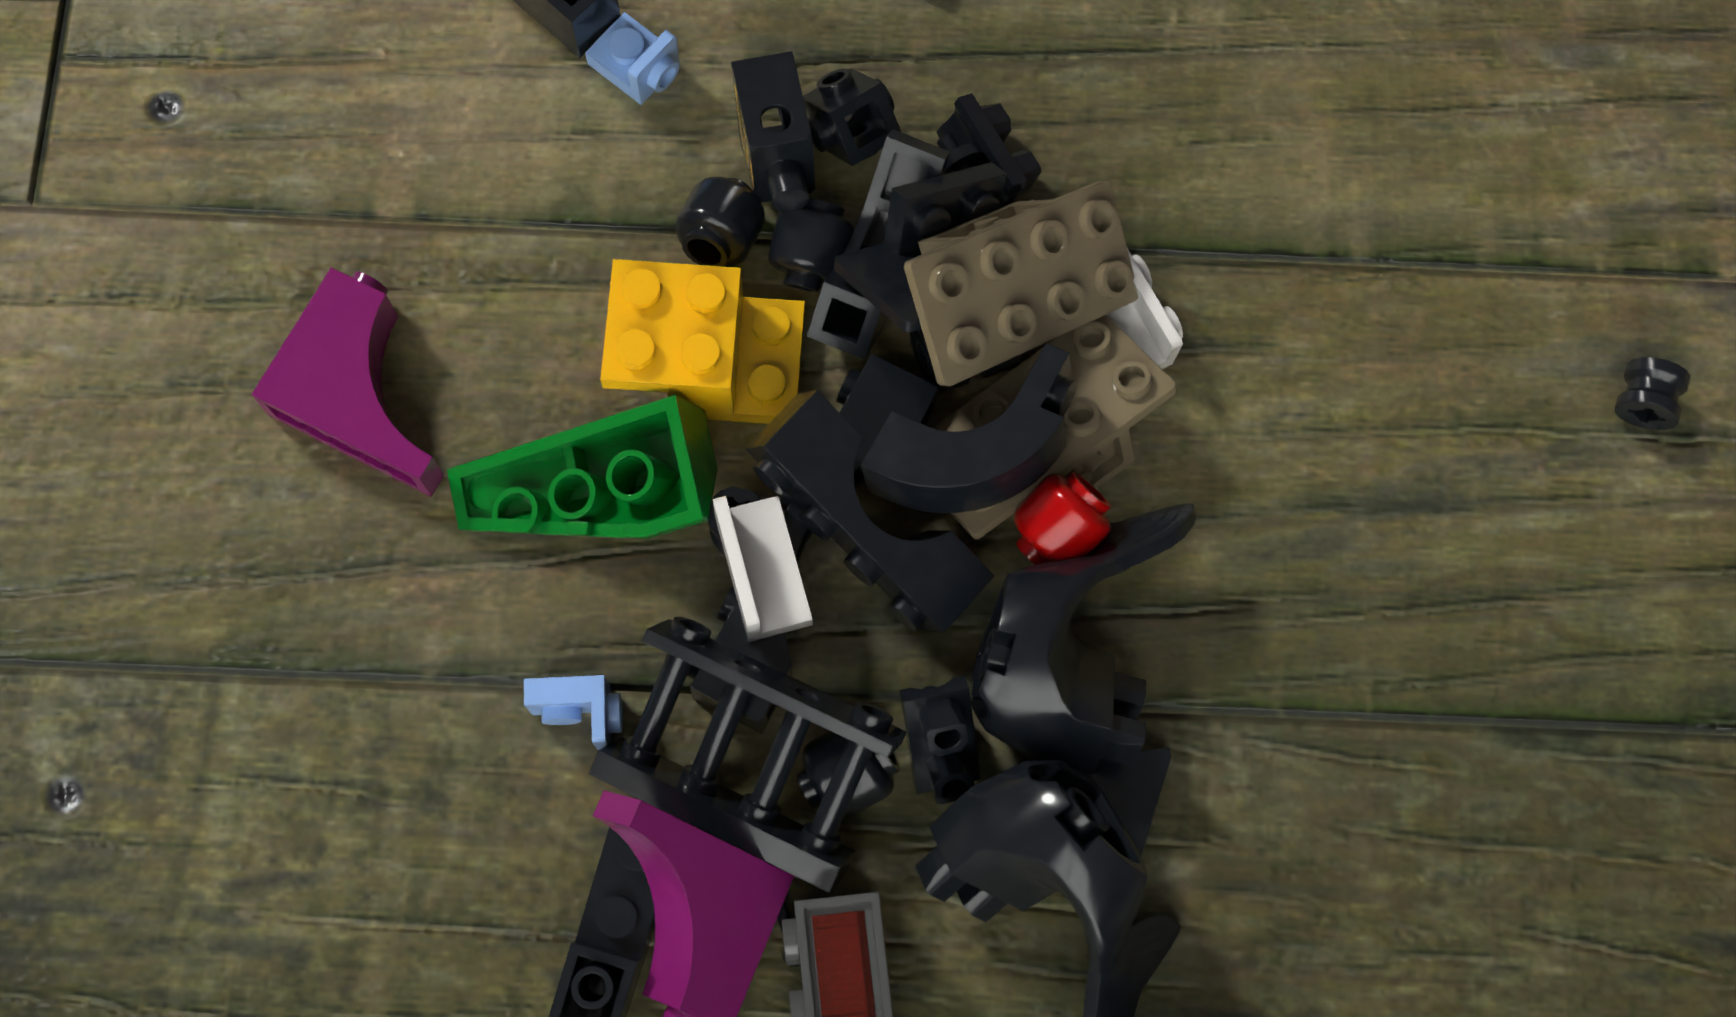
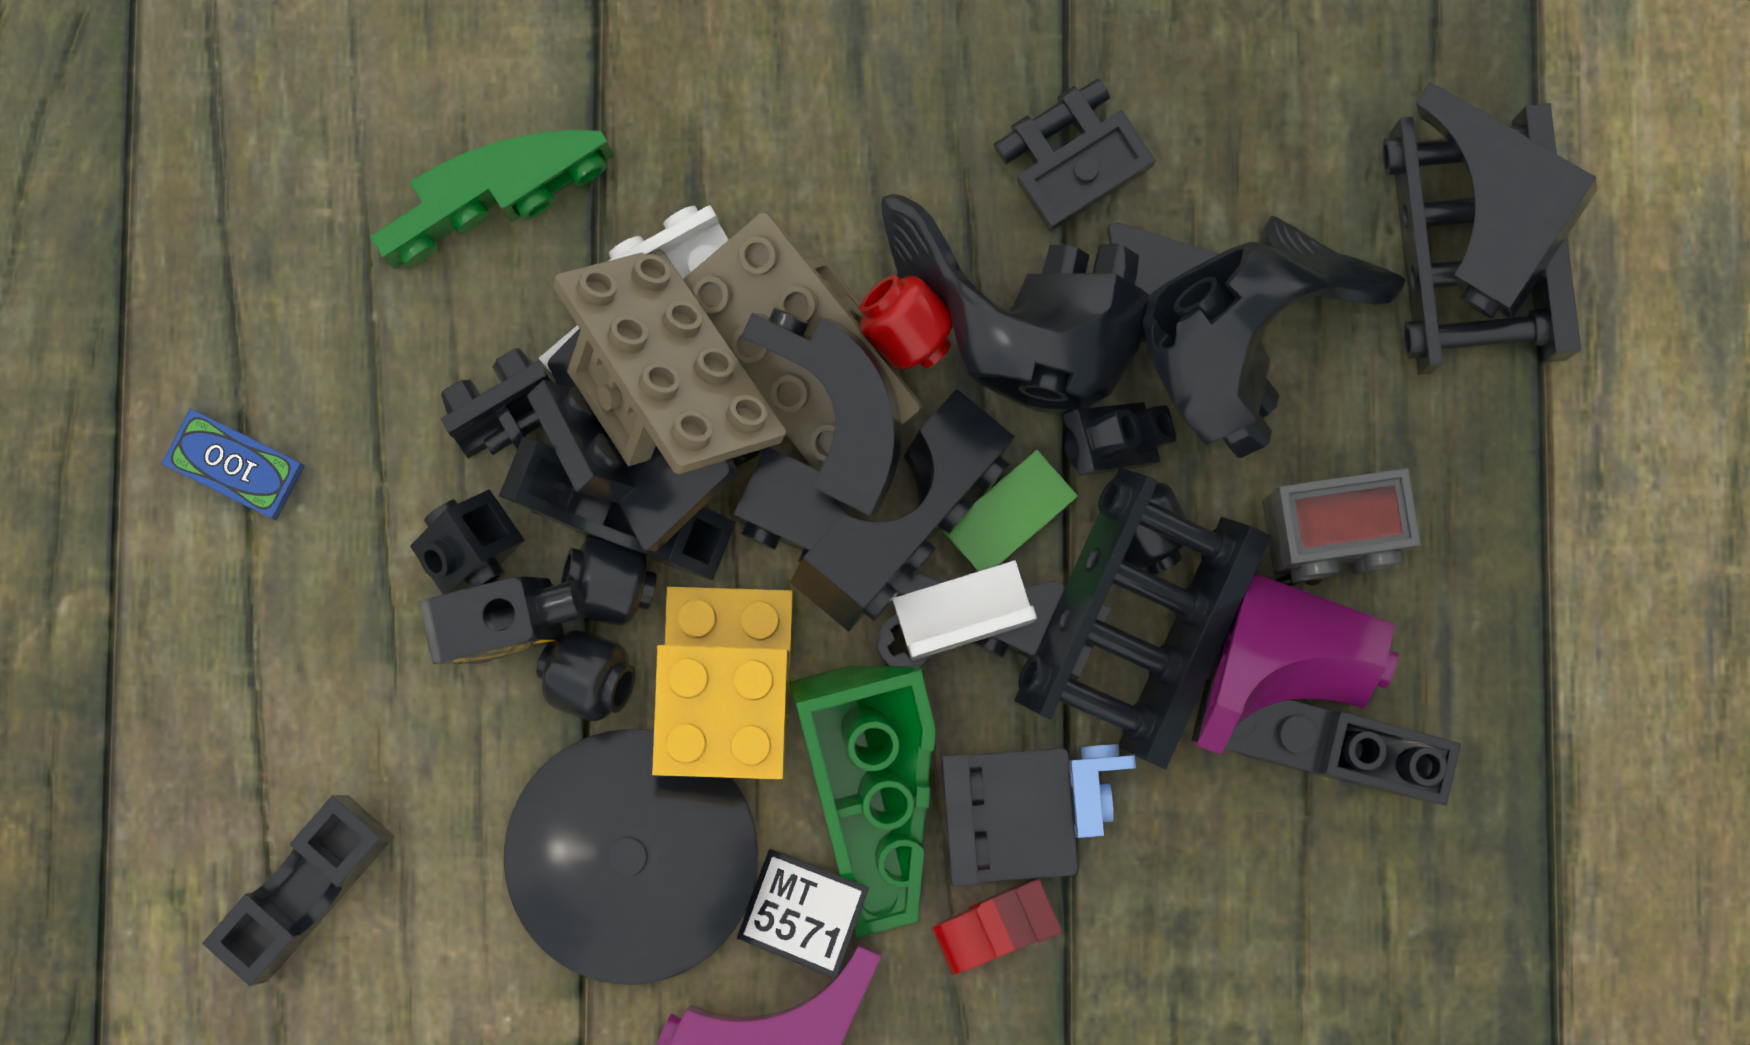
camera: 80 degrees left, 10 degrees up
(444, 605) = (996, 927): none -> leg
(473, 415) = (803, 913): none -> white sticker
(526, 259) = (628, 866): none -> black dish
(554, 610) = (1009, 816): none -> black bracket
(635, 58) = (394, 776): light blue bracket -> none
(867, 637) = (1011, 513): none -> bright green tile
(1209, 161) = (513, 172): none -> green slope
(1228, 725) = (1082, 170): none -> black plate

